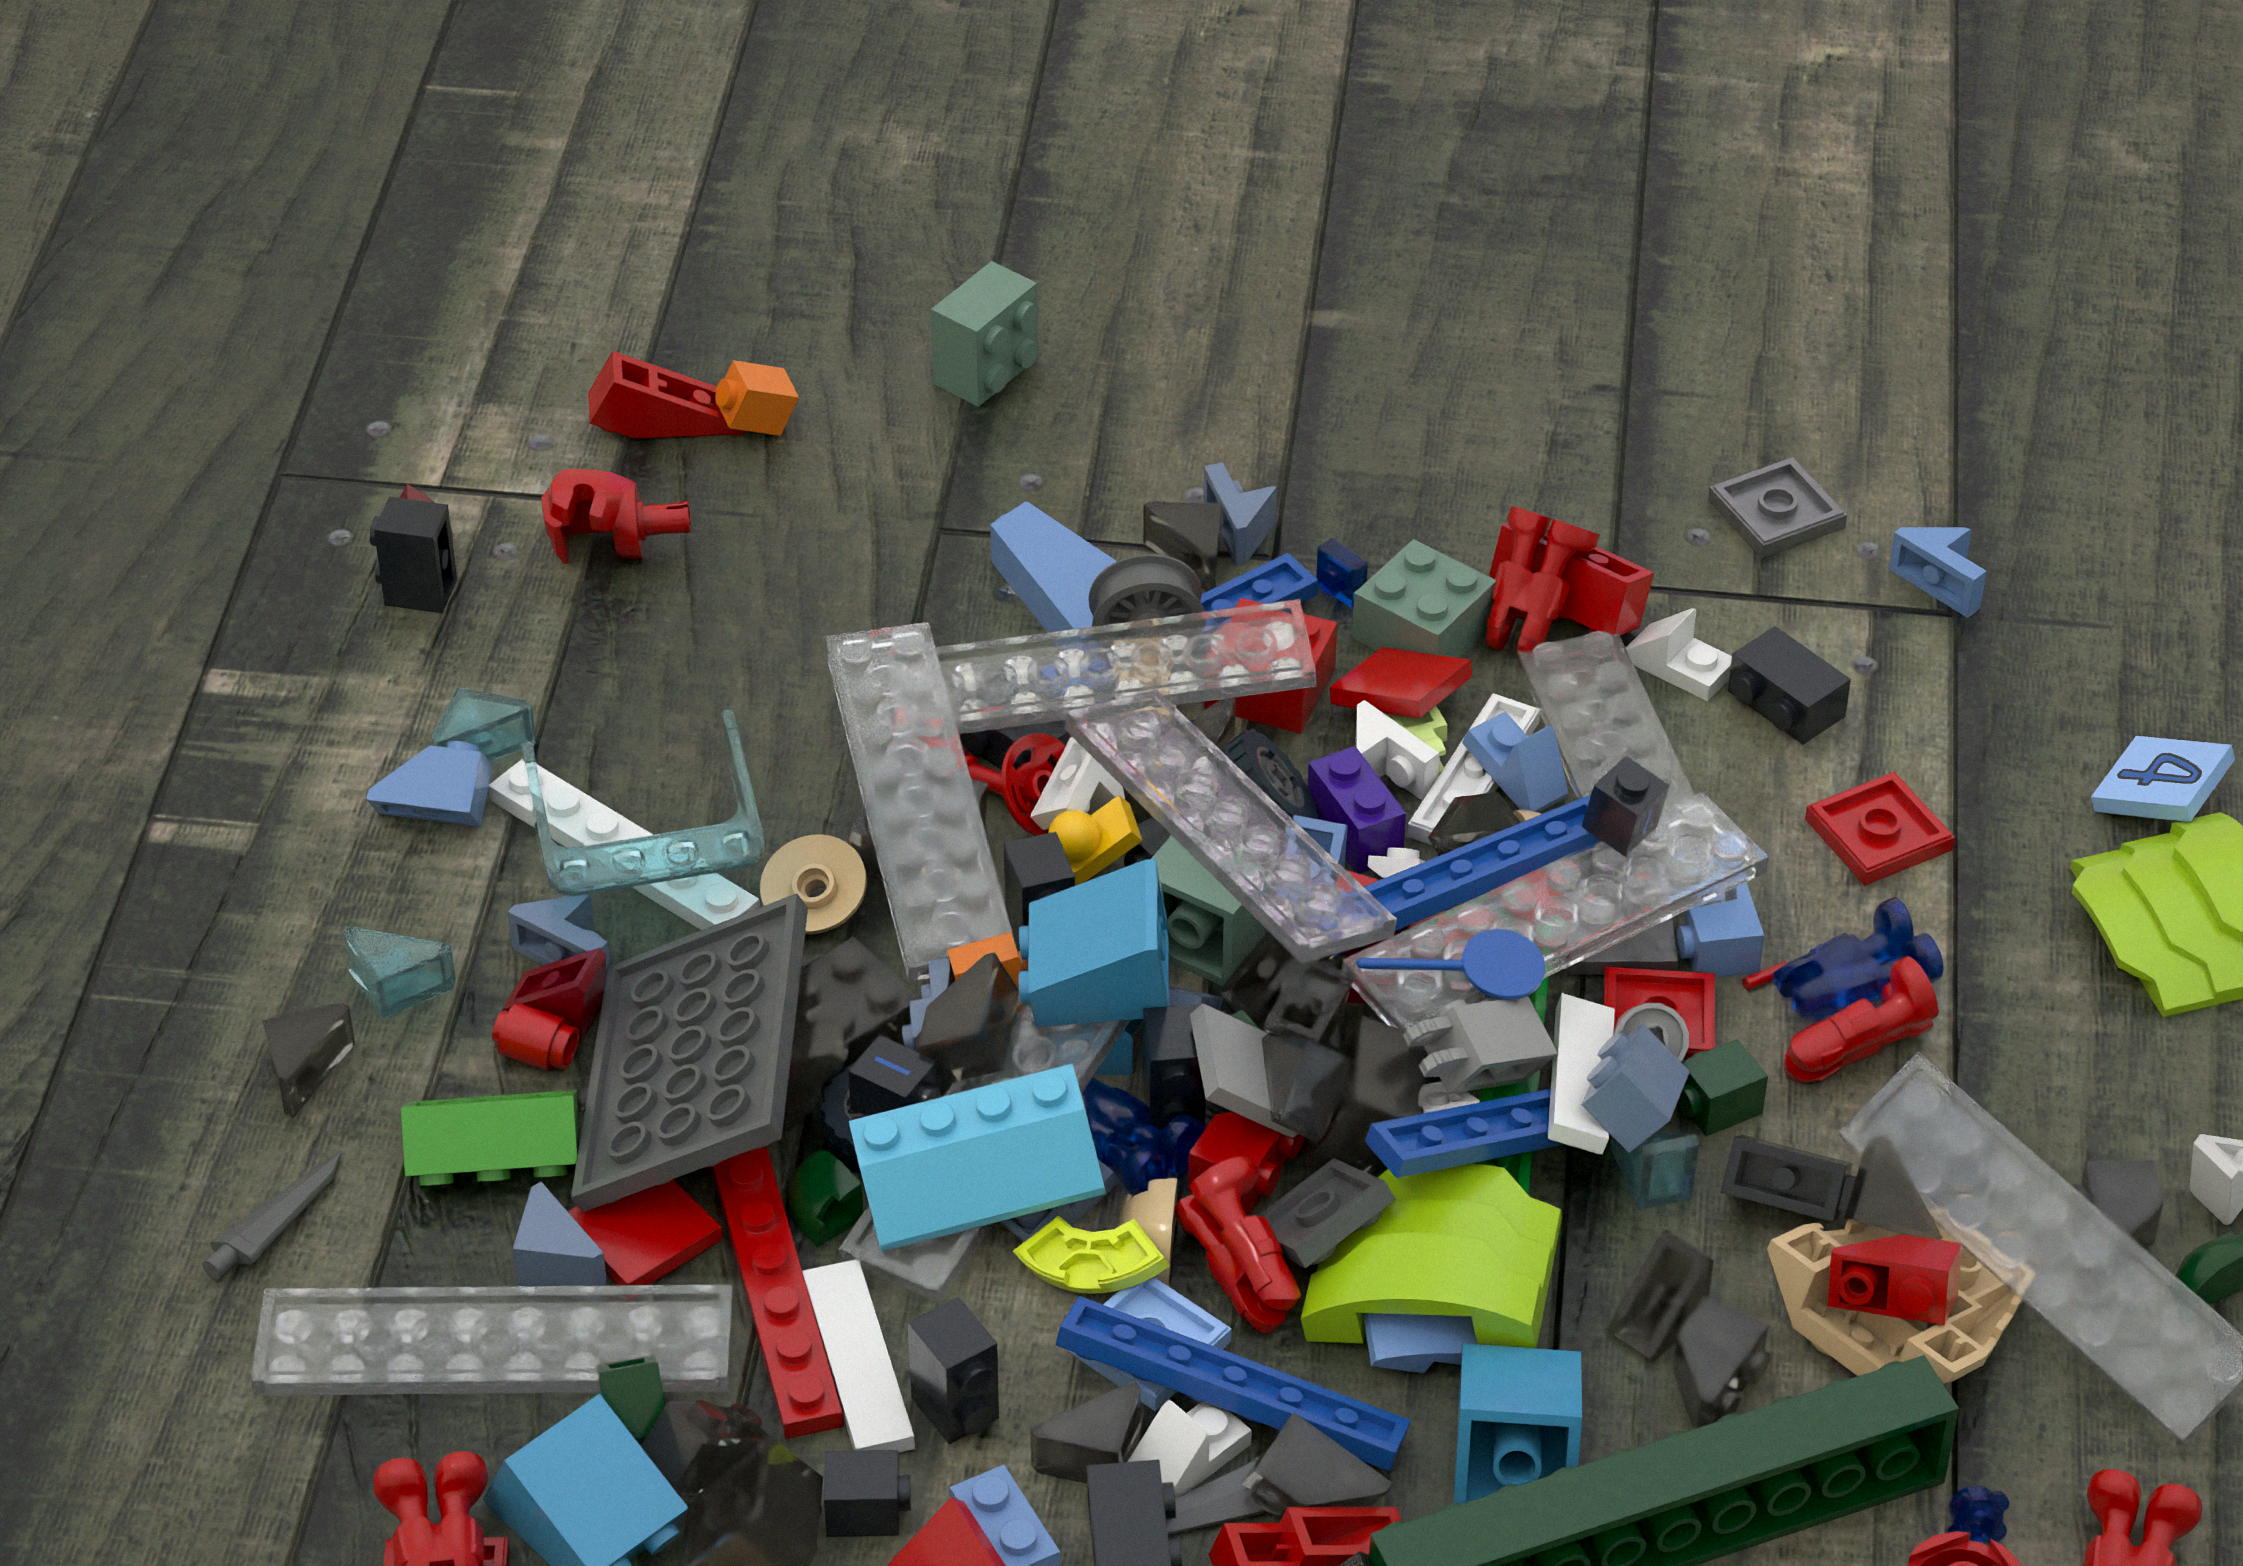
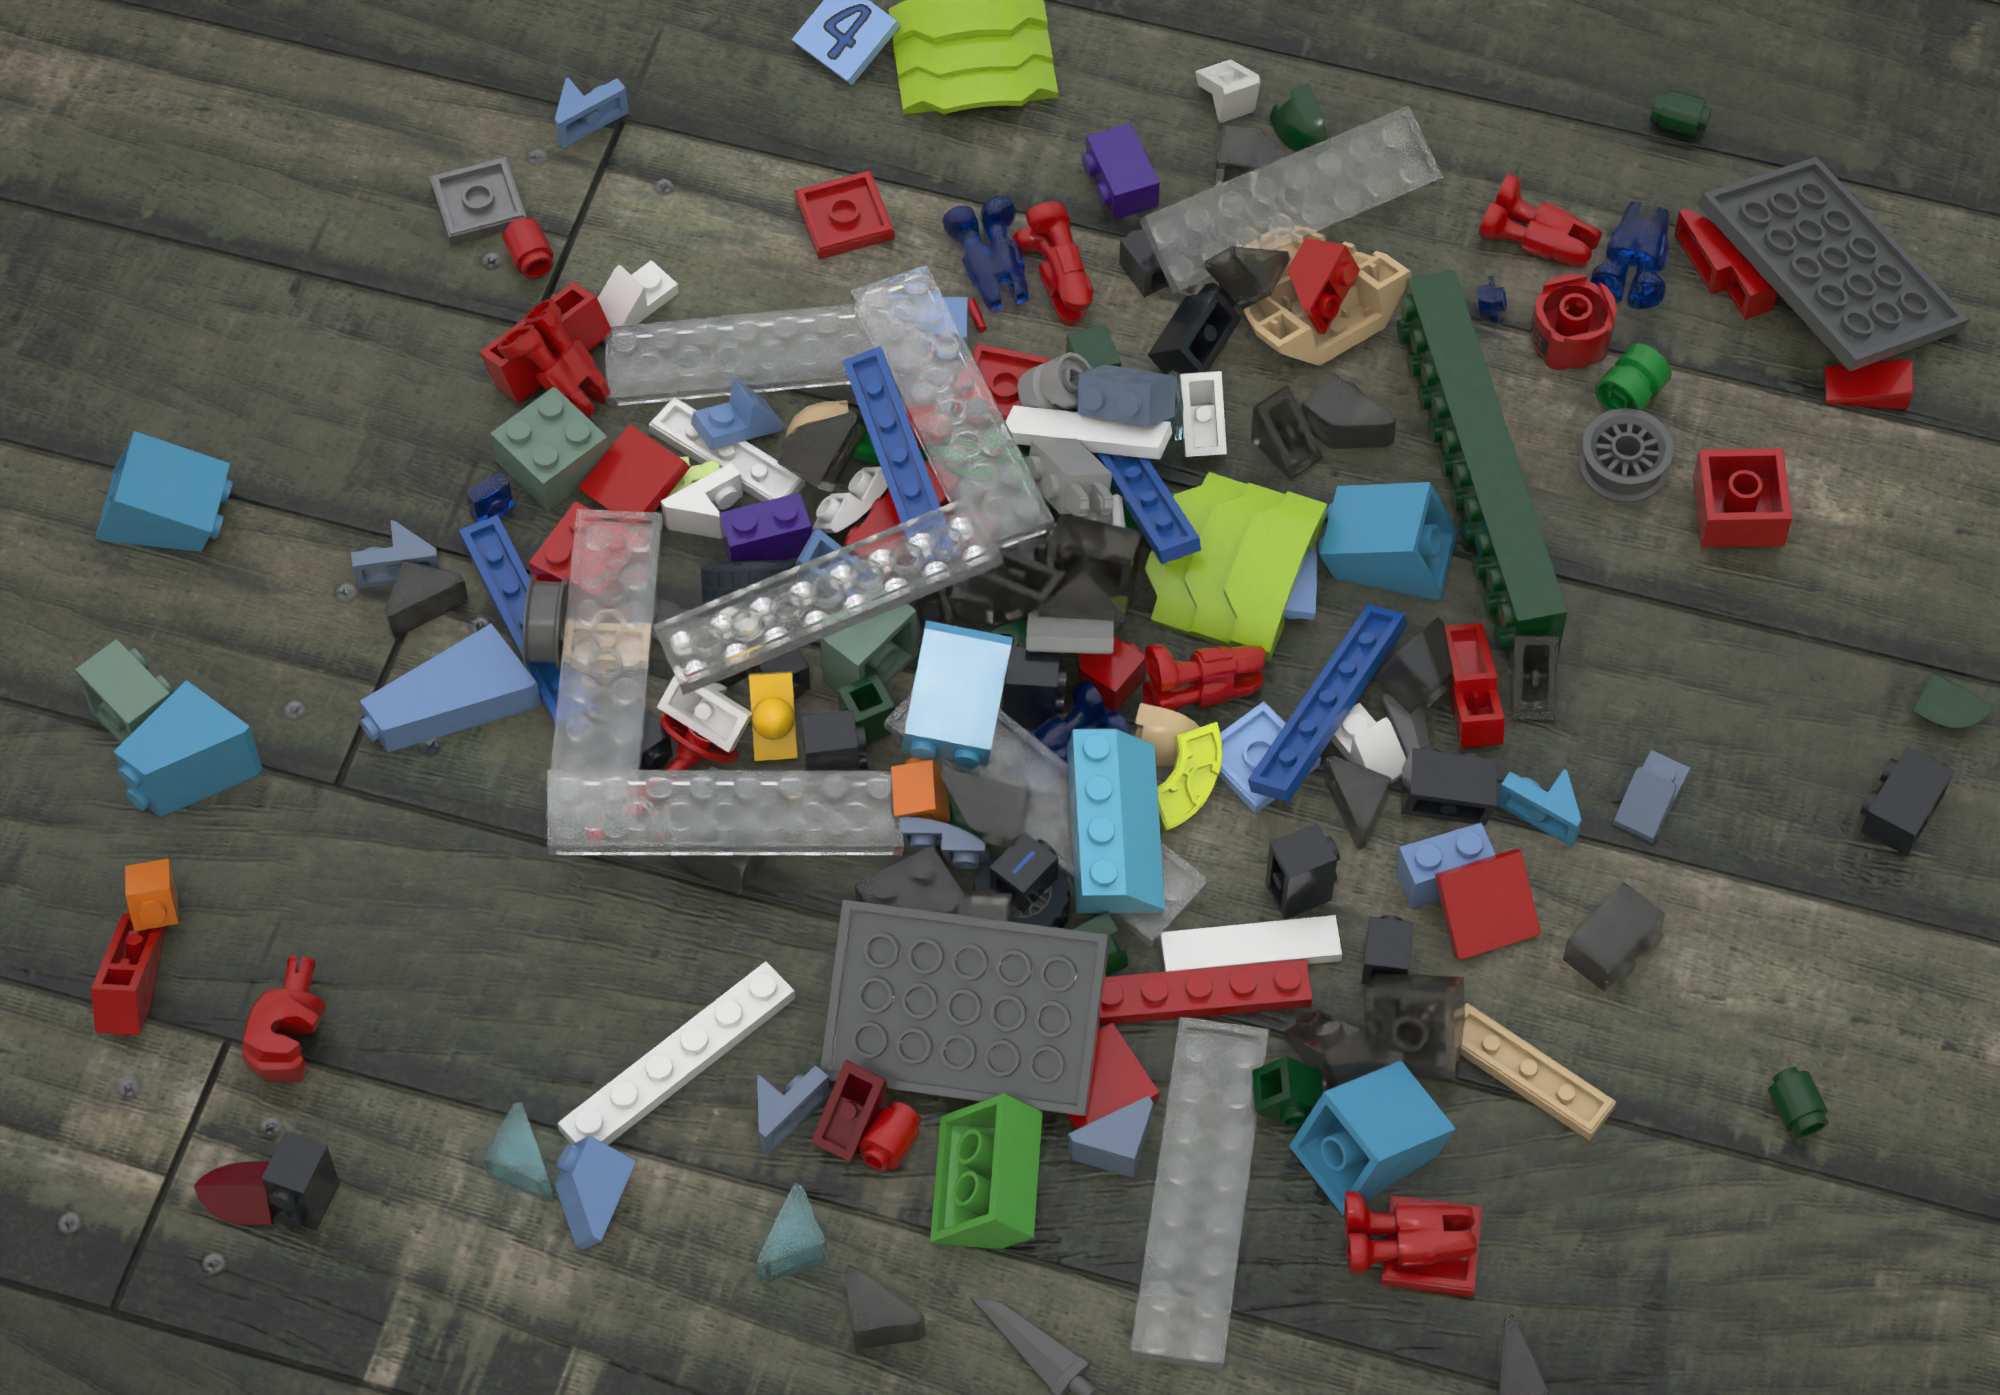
camera: 80 degrees left, 15 degrees up
(658, 856) = (740, 1014): clear light blue windscreen -> none
(816, 863) = (776, 900): tan dish -> none
(932, 382) = (186, 753): none -> dark azure slope
(1266, 315) = (164, 496): none -> dark azure slope
(1326, 1211) = (1185, 614): dark grey plate -> none
(1493, 961) = (1013, 446): blue piece -> none
(1625, 806) = (889, 328): black brick -> none
(1667, 1196) = (1203, 414): none -> white slope
(1714, 550) = (528, 247): none -> red brick
(1789, 685) = (692, 232): black brick -> none
(2047, 1080) = (1121, 171): none -> dark purple brick

